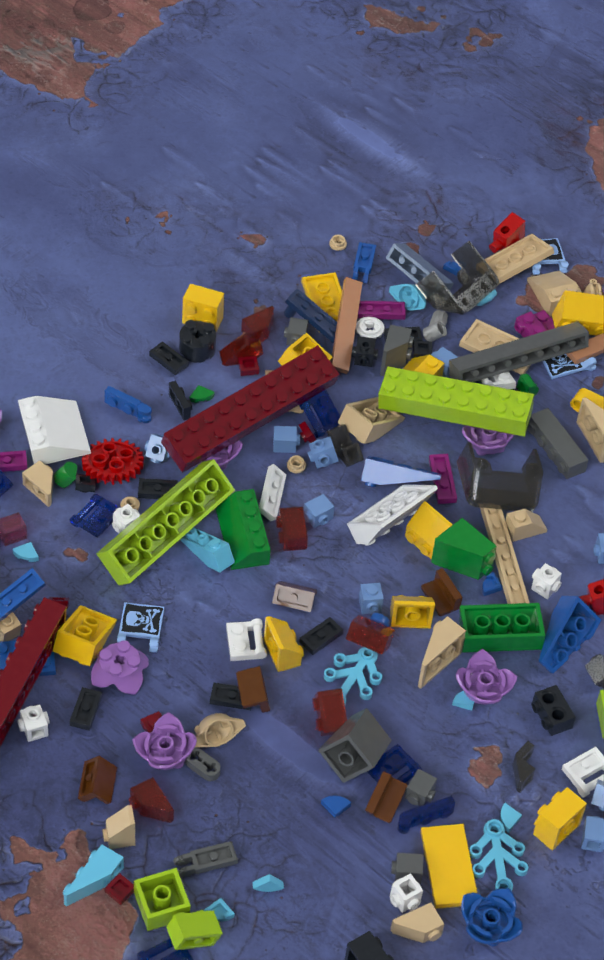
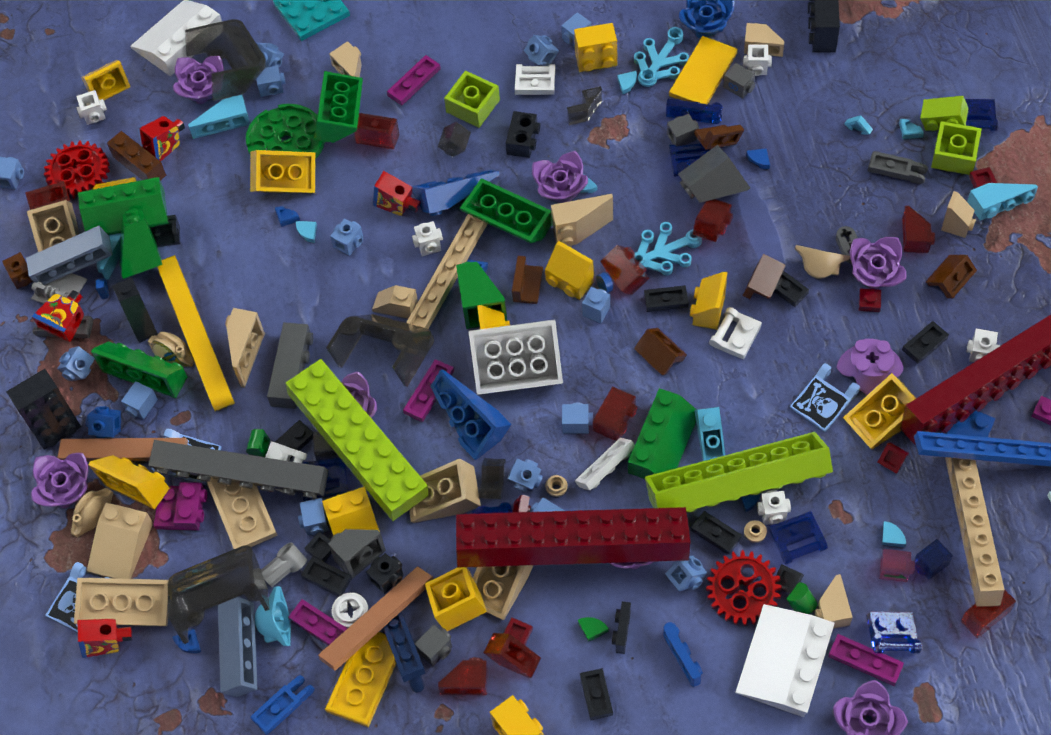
camera: 135 degrees left, 10 degrees up
(197, 341) = (551, 706): black brick -> none

